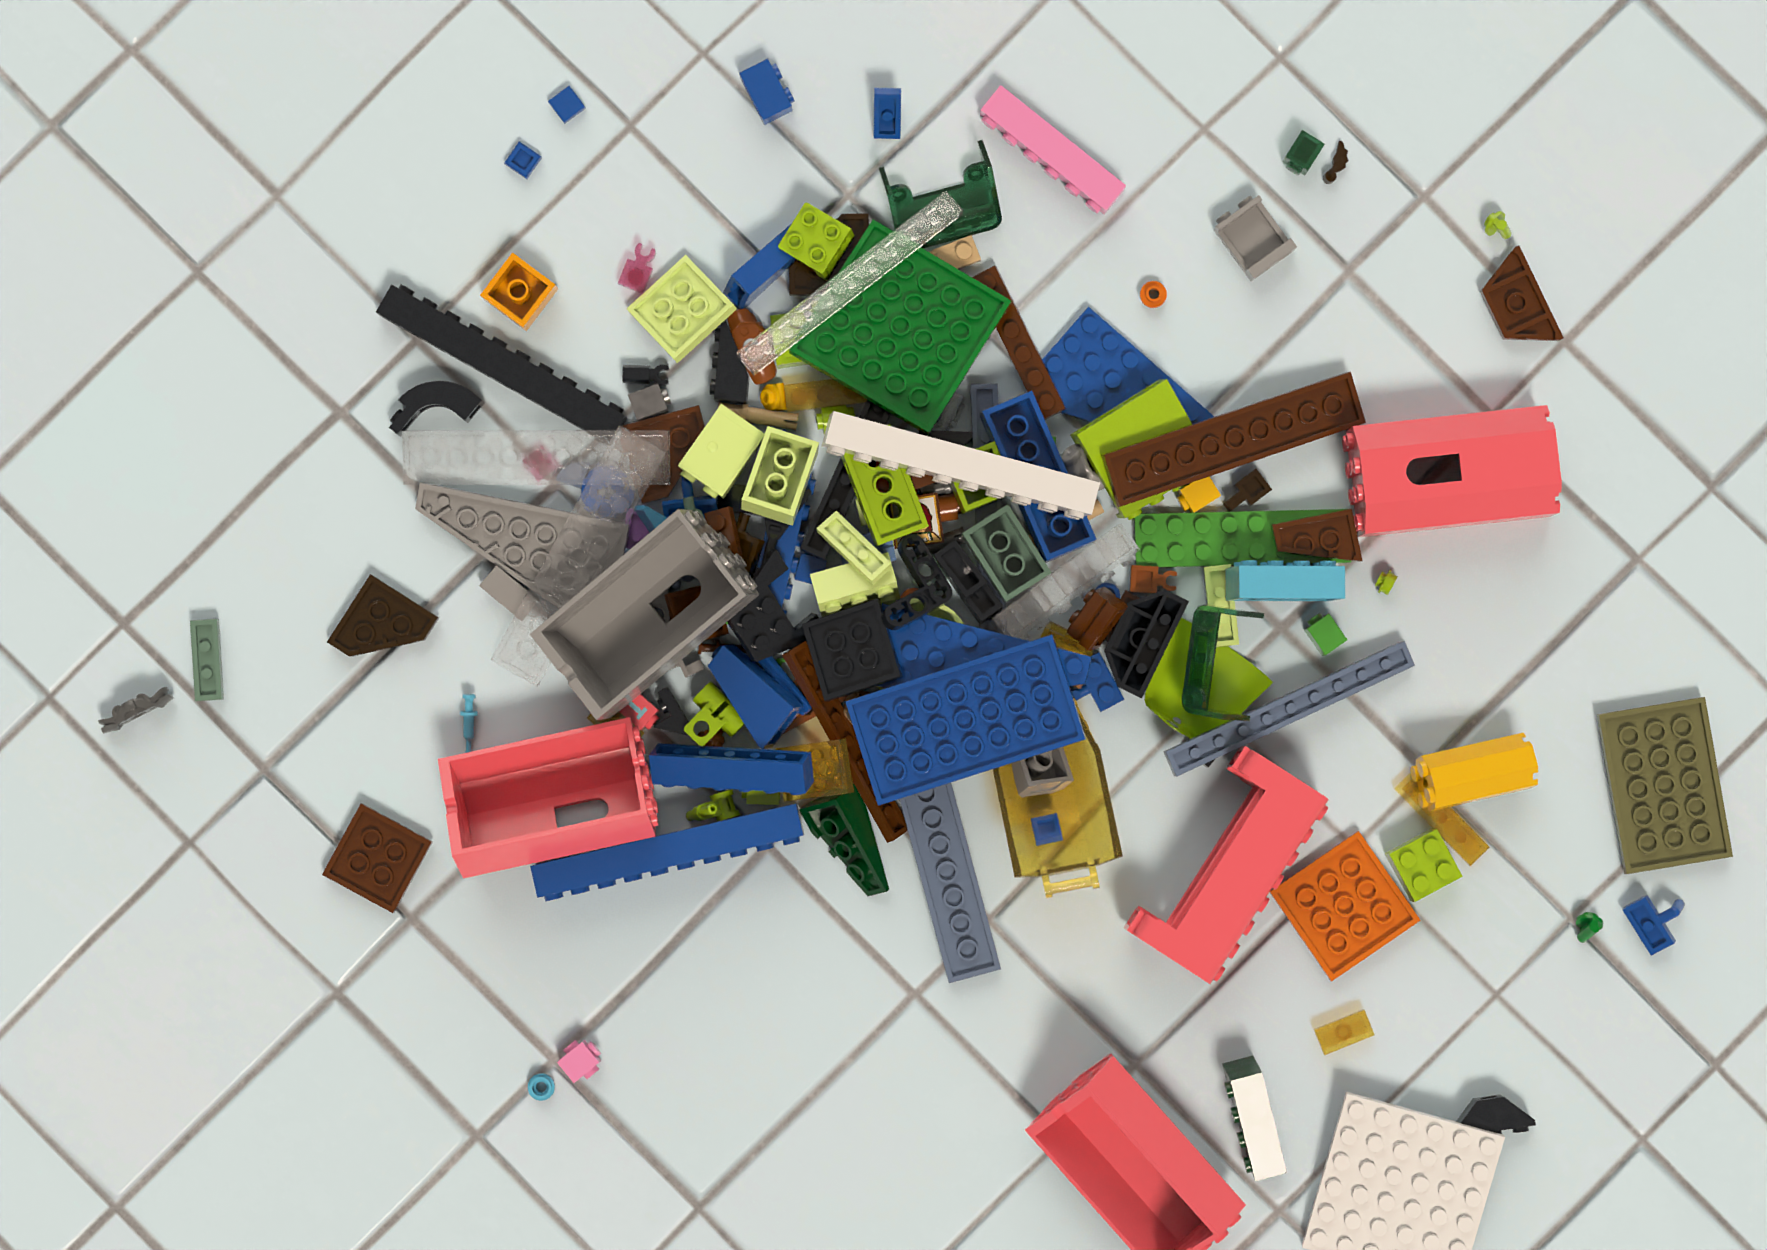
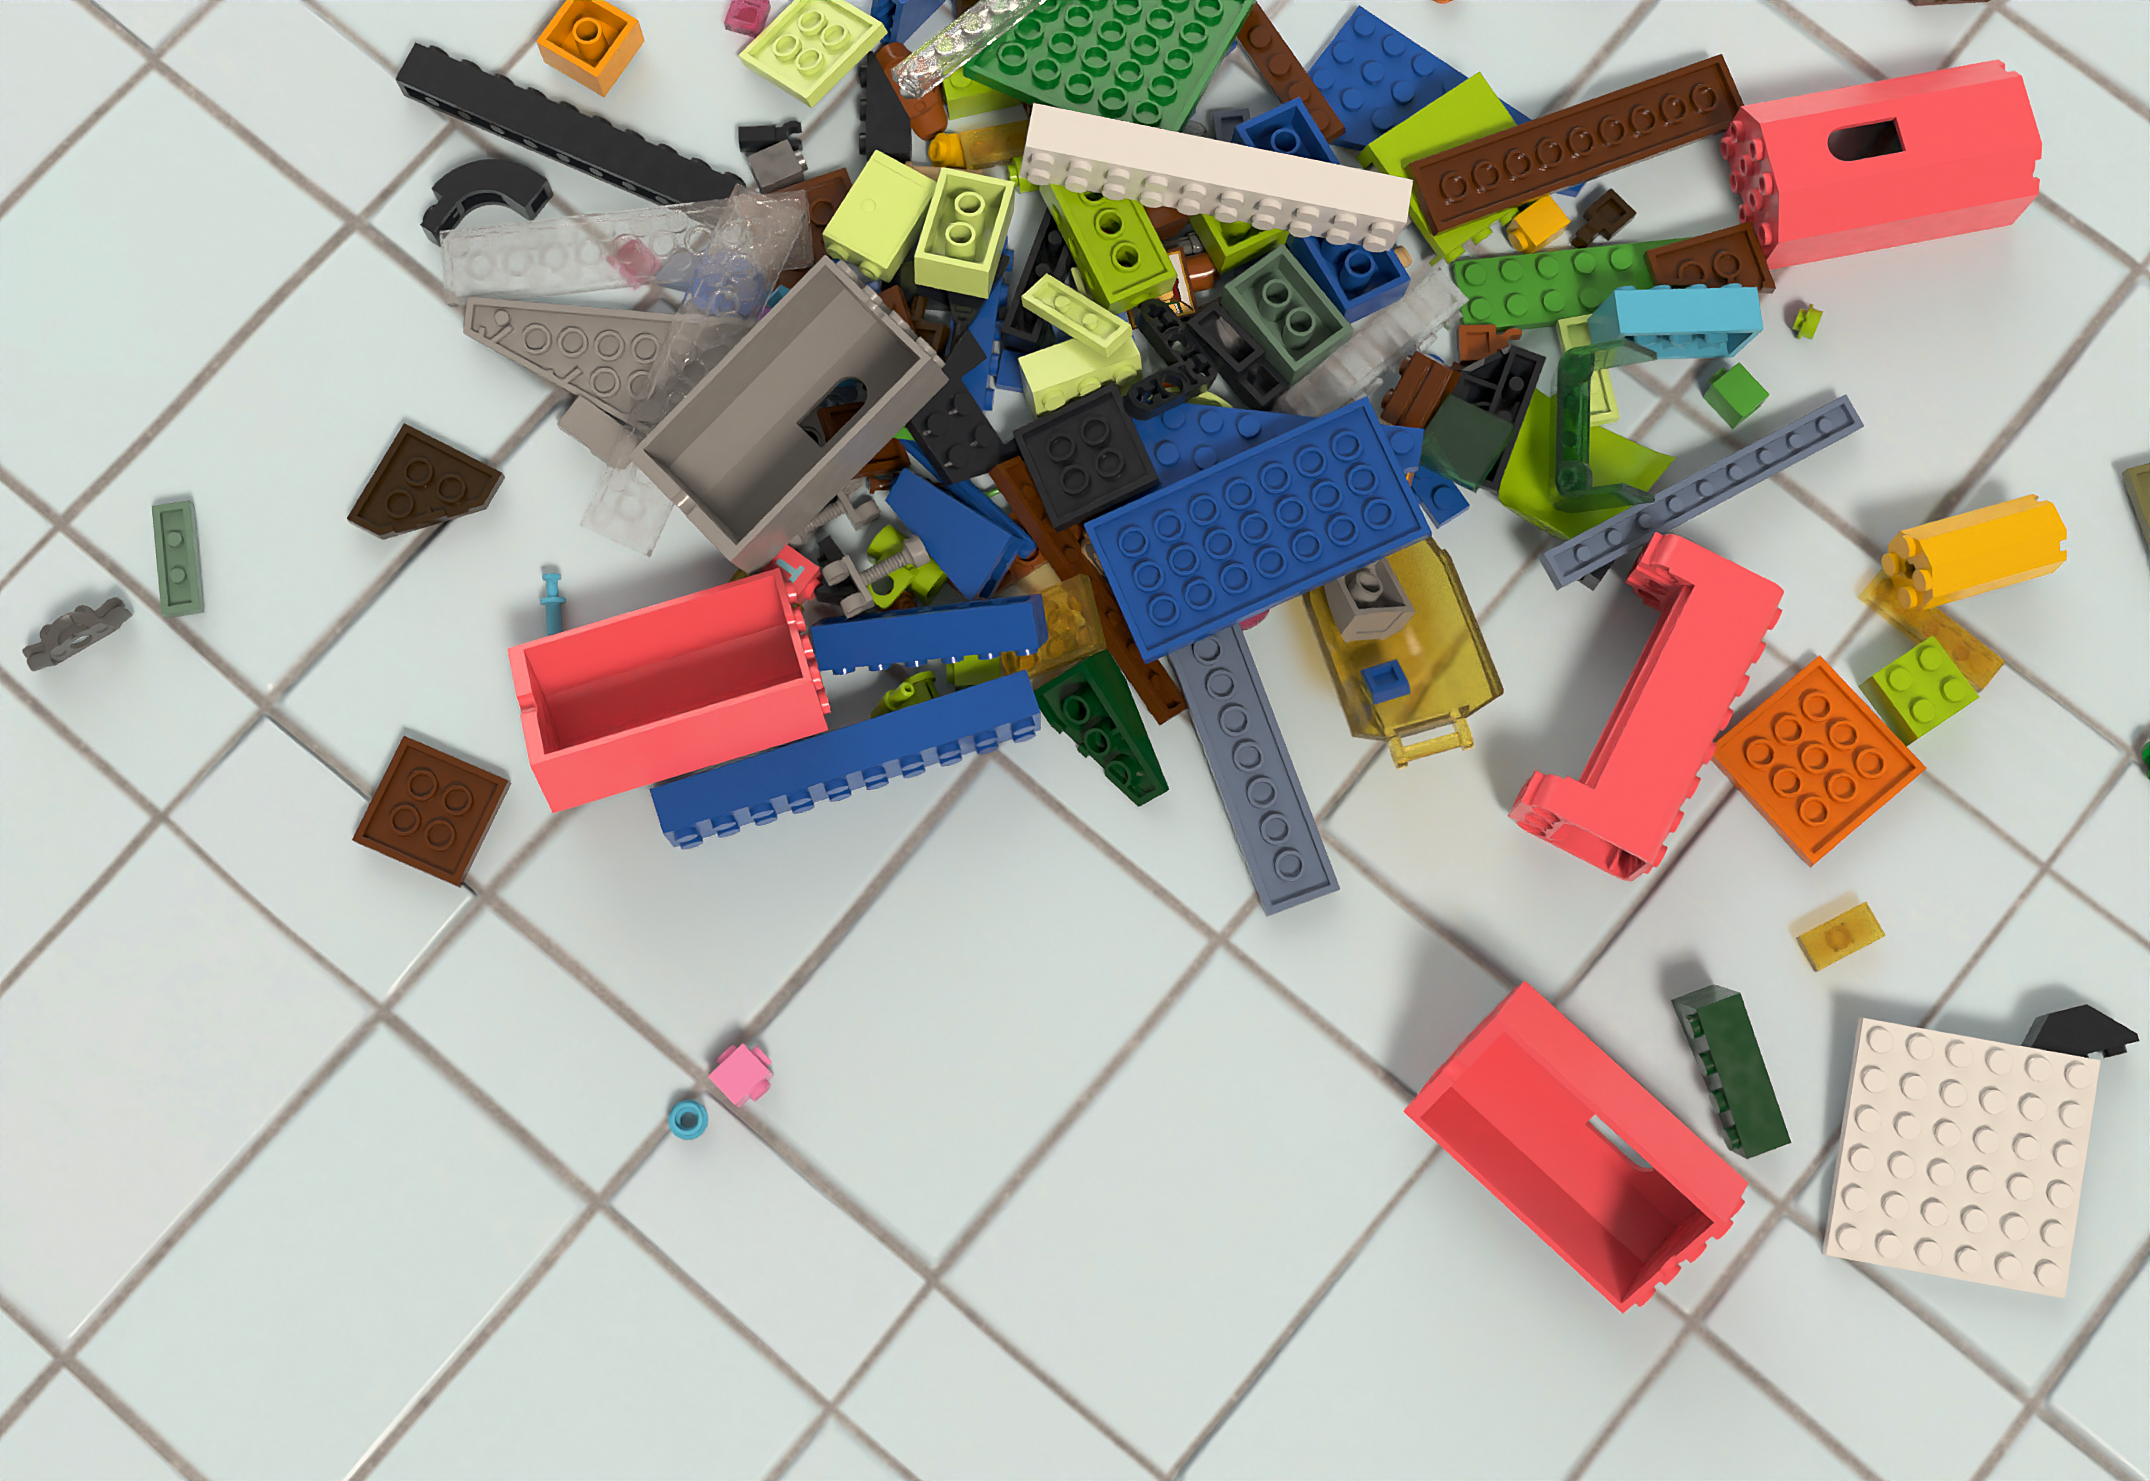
camera: 10 degrees left, 10 degrees down
(723, 710) = (912, 553): none -> light grey bar
(1121, 661) = (1464, 442): none -> clear green tile

